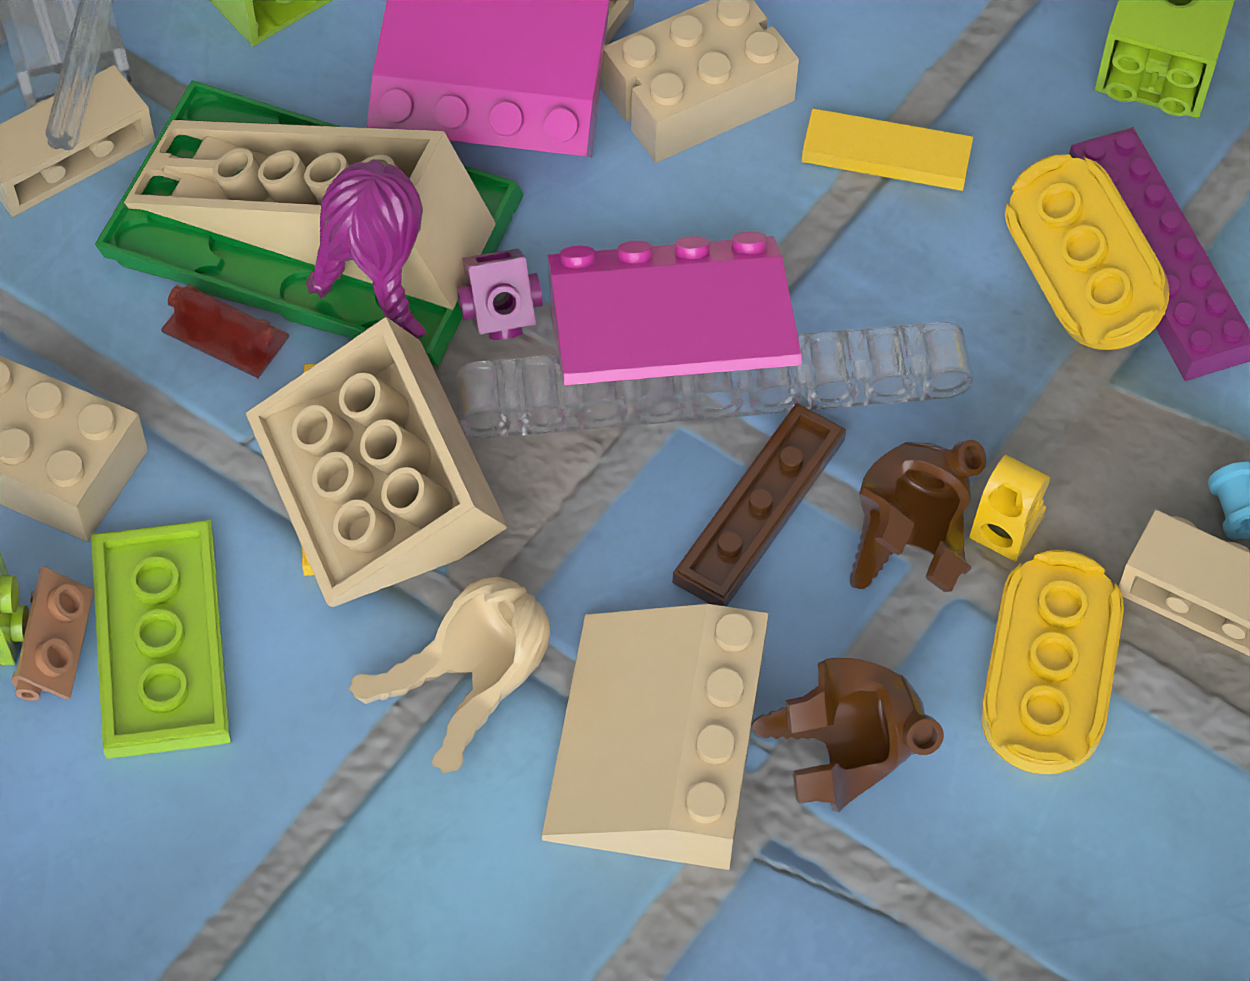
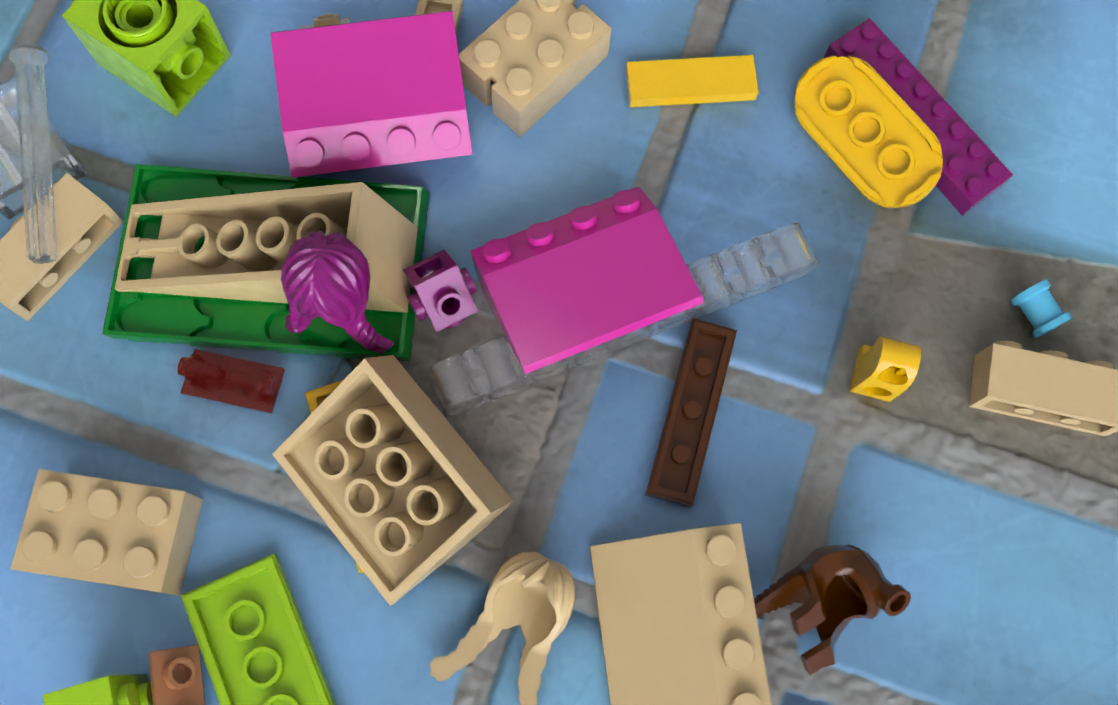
camera: 20 degrees left, 15 degrees up
(917, 500) = (813, 384): reddish brown piece -> none
(1052, 662) = (944, 481): yellow tile -> none

